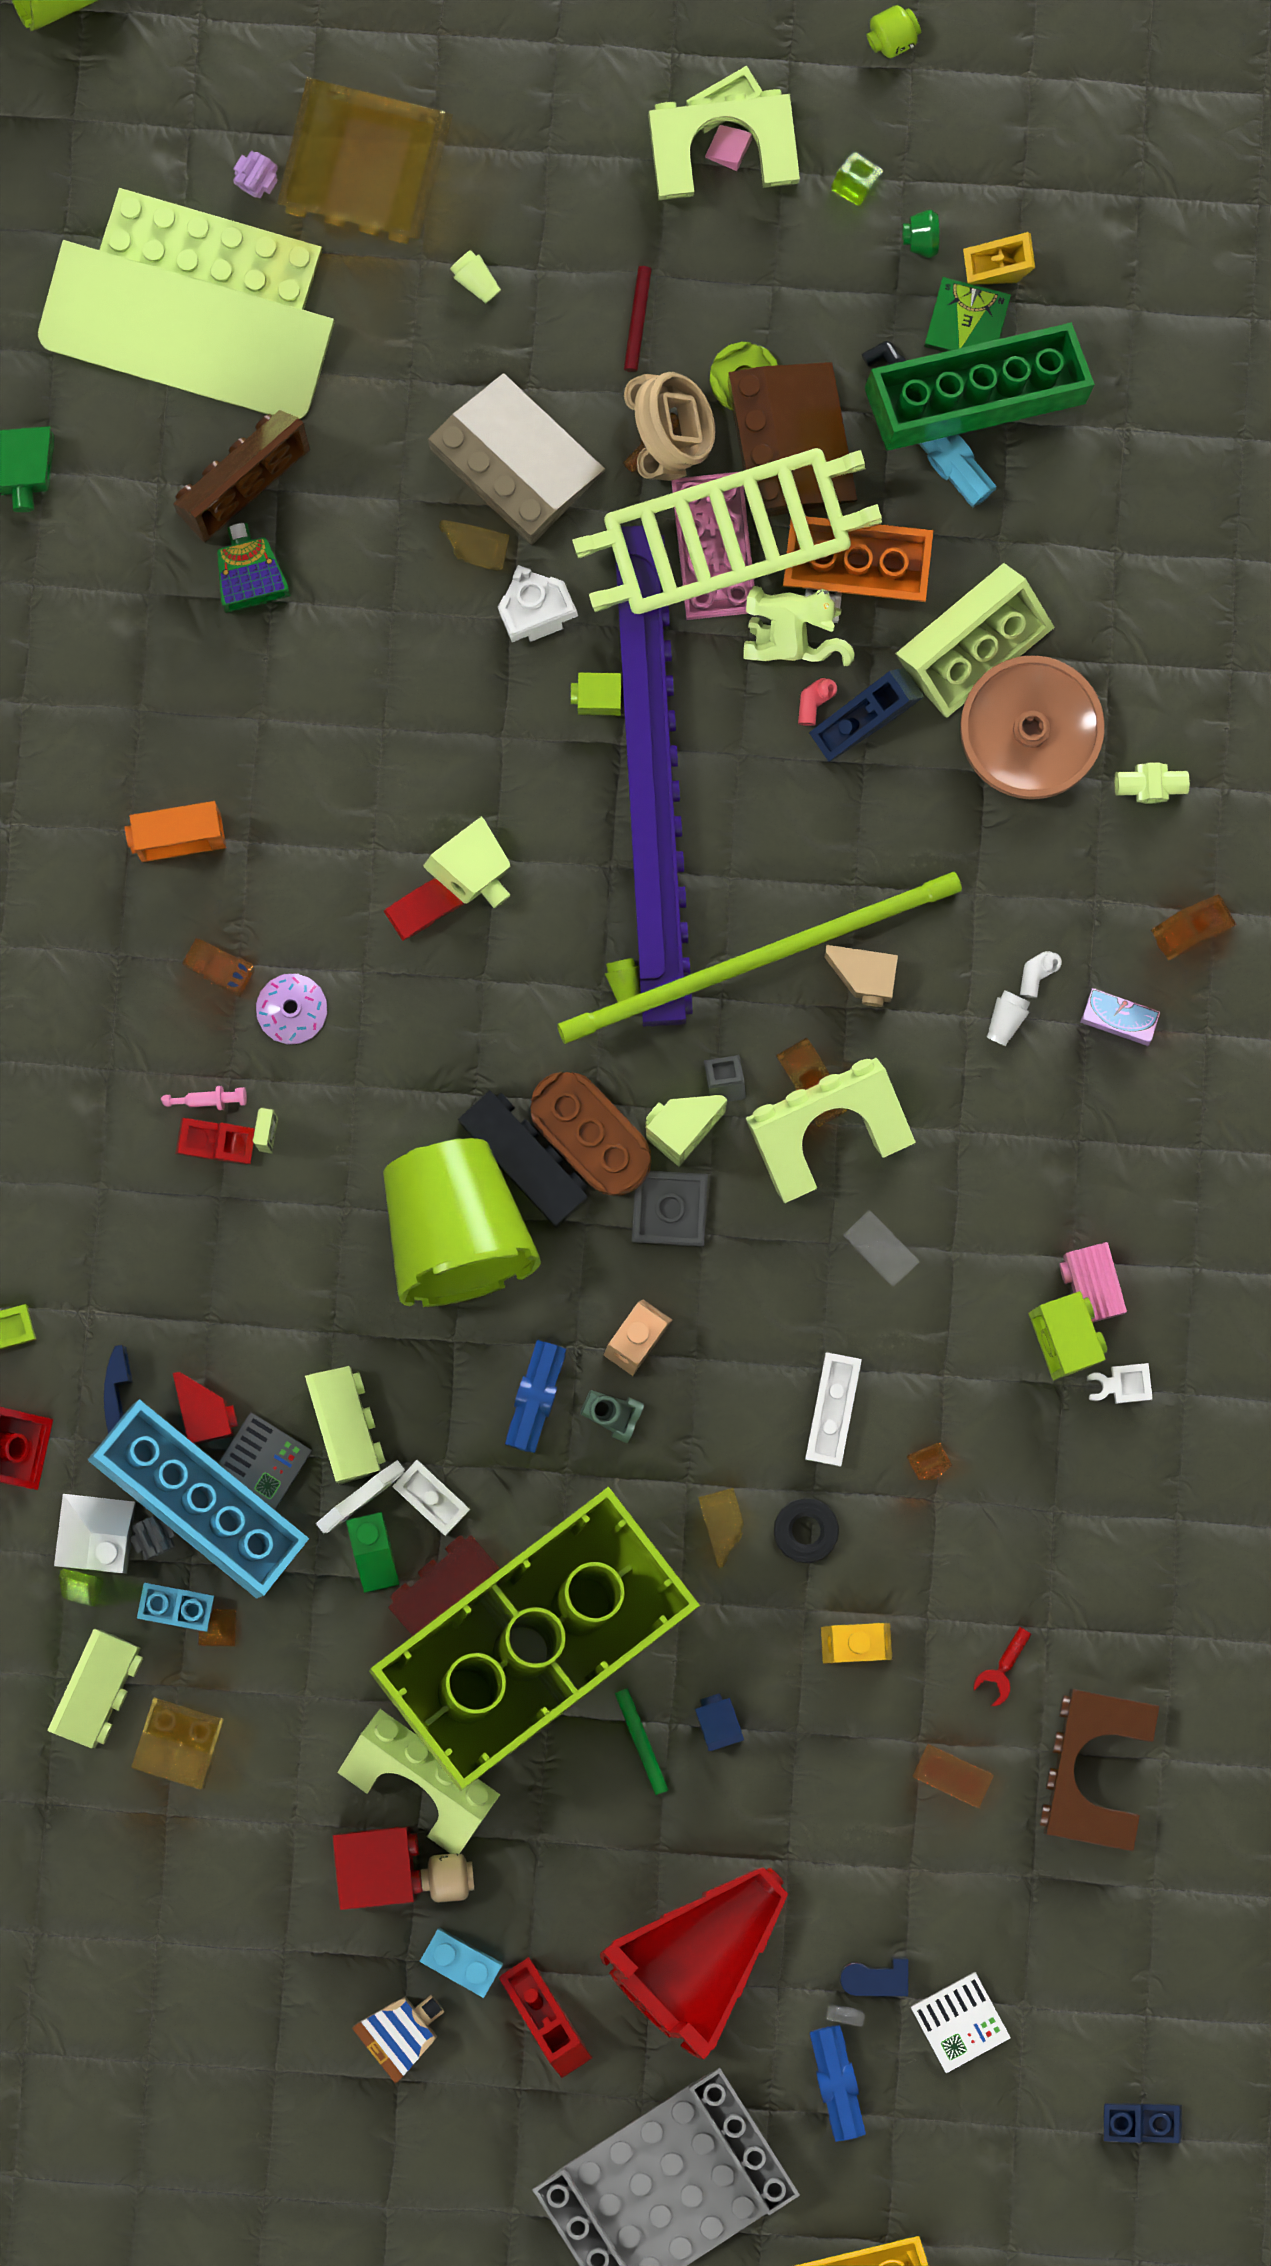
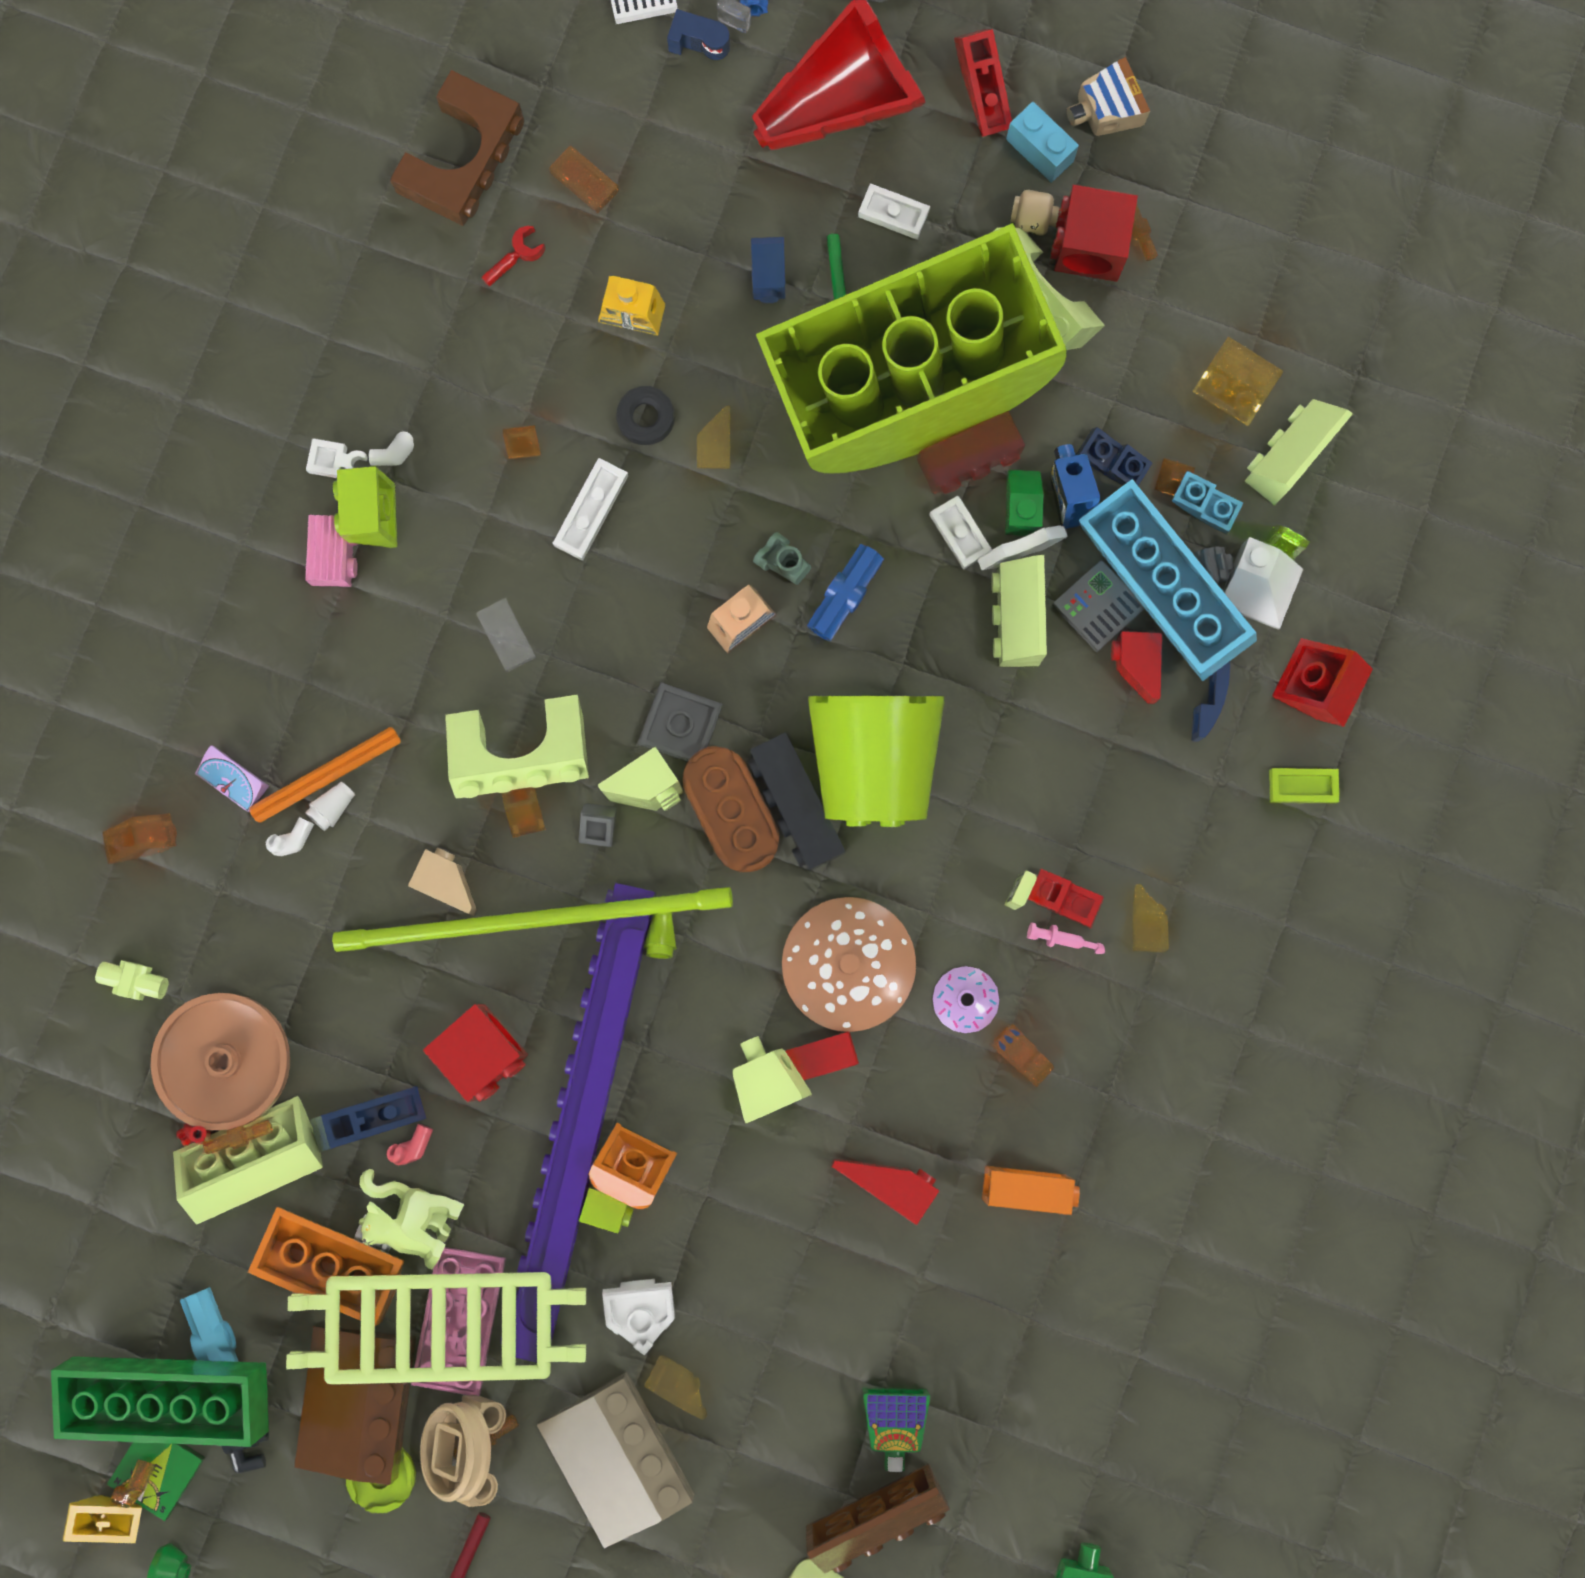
camera: 165 degrees left, 0 degrees up
(122, 1140) = (1149, 923): none -> clear yellow slope
(288, 1628) = (1113, 459): none -> dark blue slope
(315, 799) = (895, 1186): none -> red slope
(318, 1565) = (1073, 486): none -> blue torso
(327, 1897) = (1141, 232): none -> clear orange bar
(422, 1009) = (848, 964): none -> nougat dish
(583, 740) = (630, 1168): none -> orange slope
(602, 1837) = (893, 211): none -> white plate
(773, 807) = (476, 1053): none -> red brick
(978, 301) = (128, 1495): none -> clear orange arm
(988, 657) = (237, 1137): none -> clear orange bar
(1024, 1049) = (324, 774): none -> orange axle
(1043, 648) = (193, 1134): none -> red arm
(1060, 1412) = (395, 453): none -> white arm

